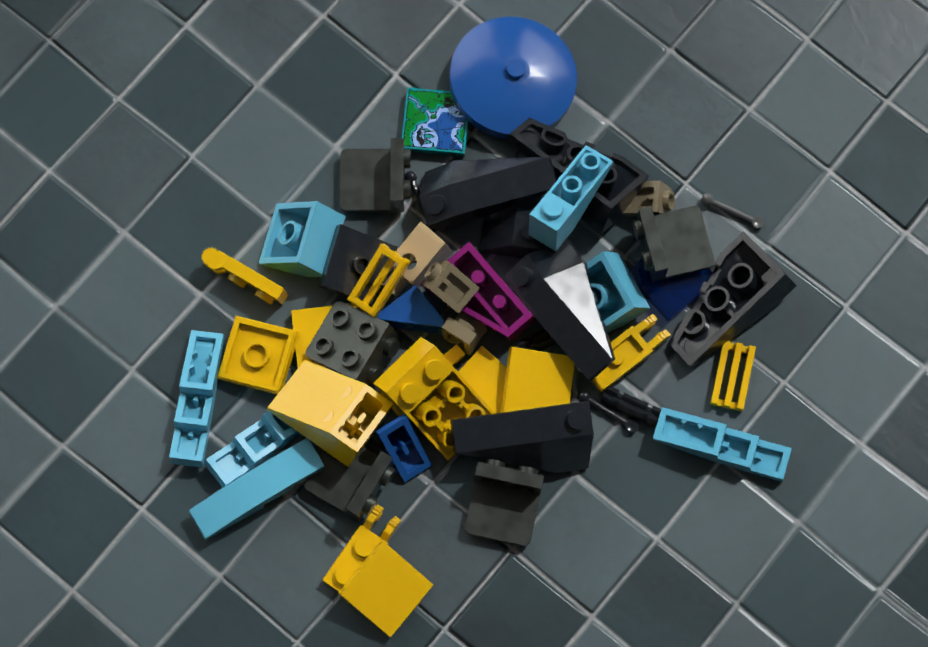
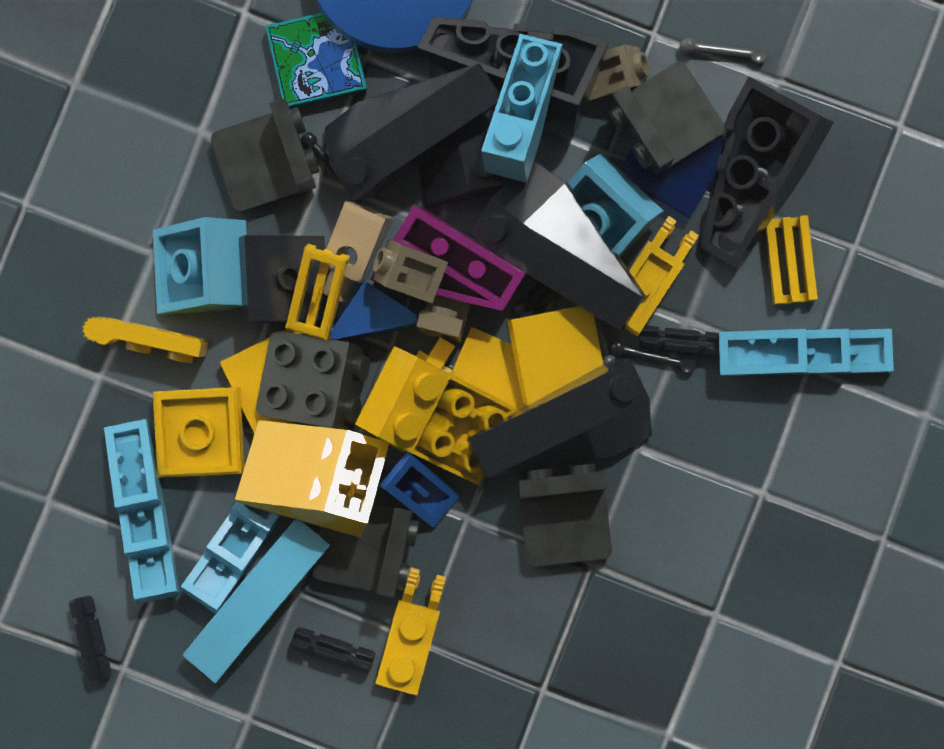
camera: 20 degrees left, 10 degrees up
(126, 477) = (90, 638): none -> black axle
(299, 545) = (332, 650): none -> black axle
(385, 588) = (456, 669): yellow tile -> none

